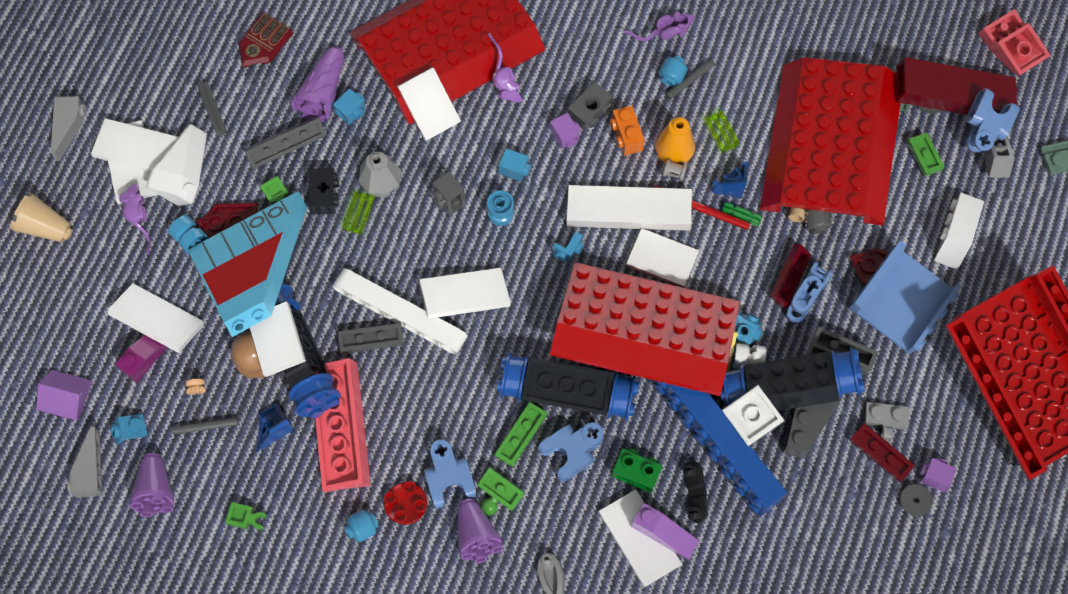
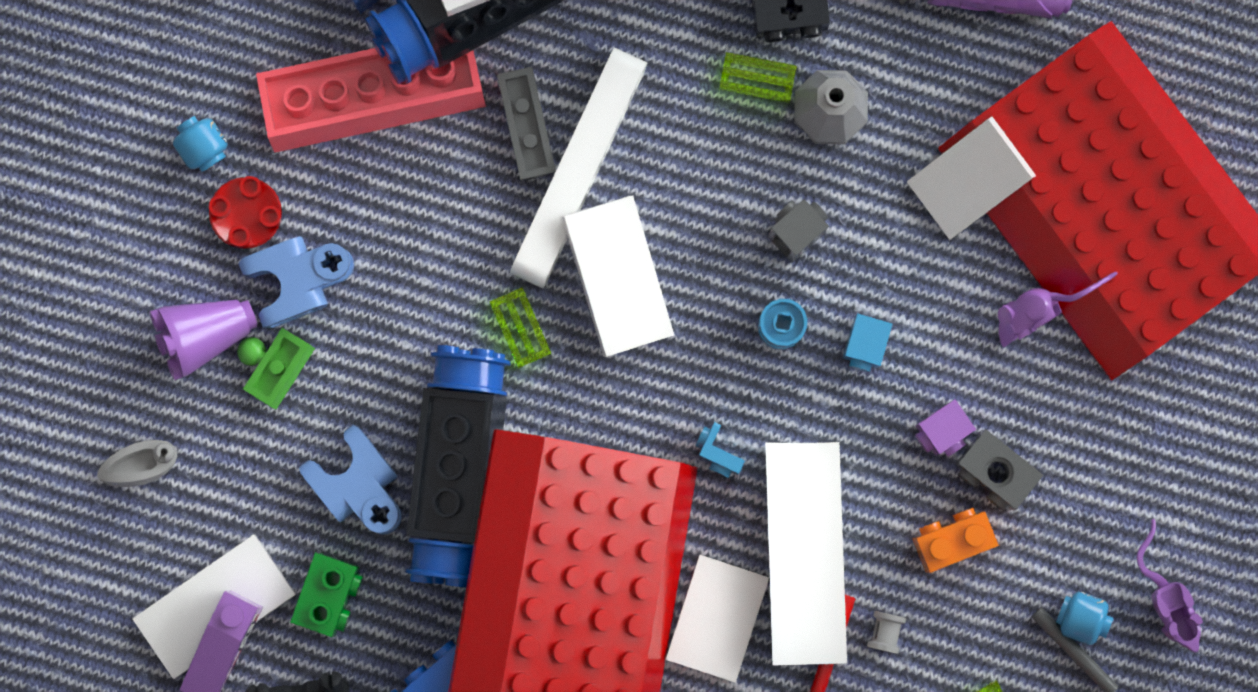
camera: 85 degrees right, 15 degrees up
(350, 106) = (958, 39): dark azure brick -> none
(469, 350) = (532, 355): none -> clear neon green tile
(521, 434) = (373, 393): bright green plate -> none
(675, 142) = (924, 626): light orange cone -> none

